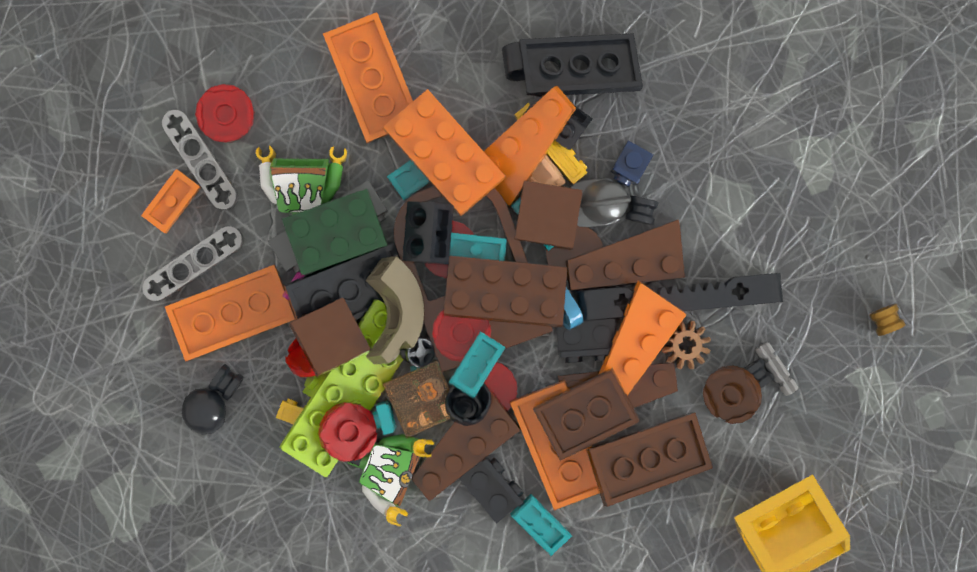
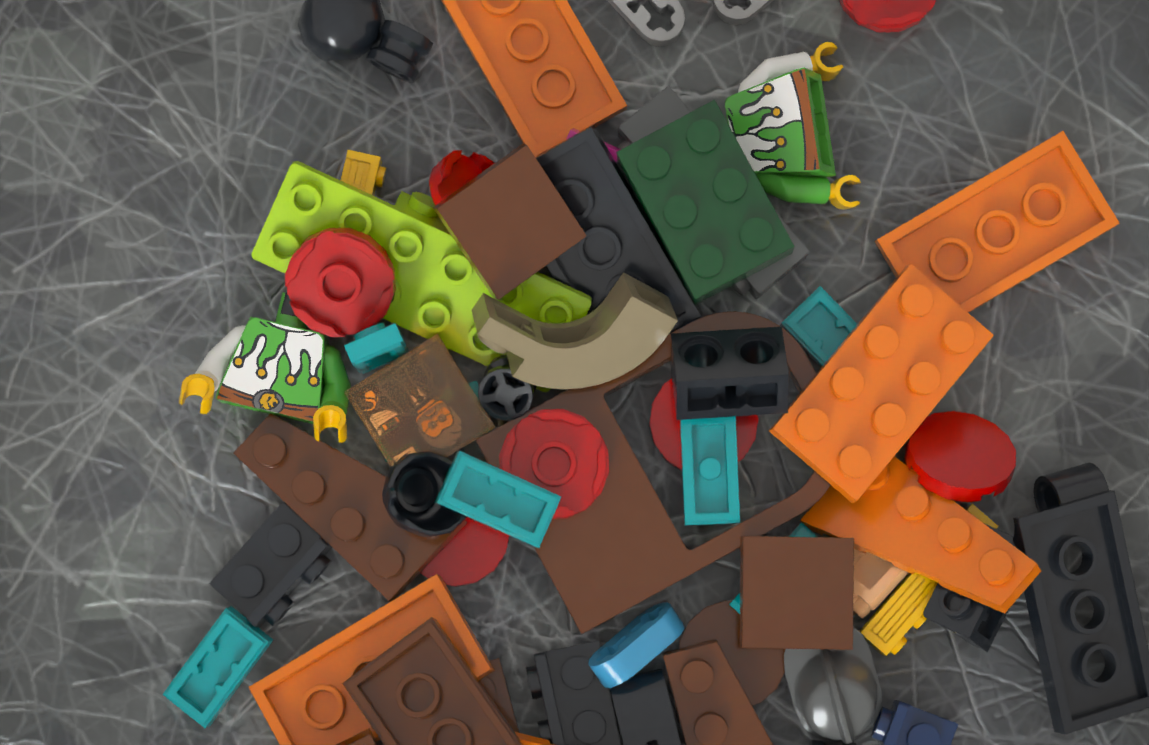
camera: 85 degrees right, 5 degrees down
(489, 116) = (961, 456): none -> red tile
(505, 291) = (642, 533): reddish brown plate -> none

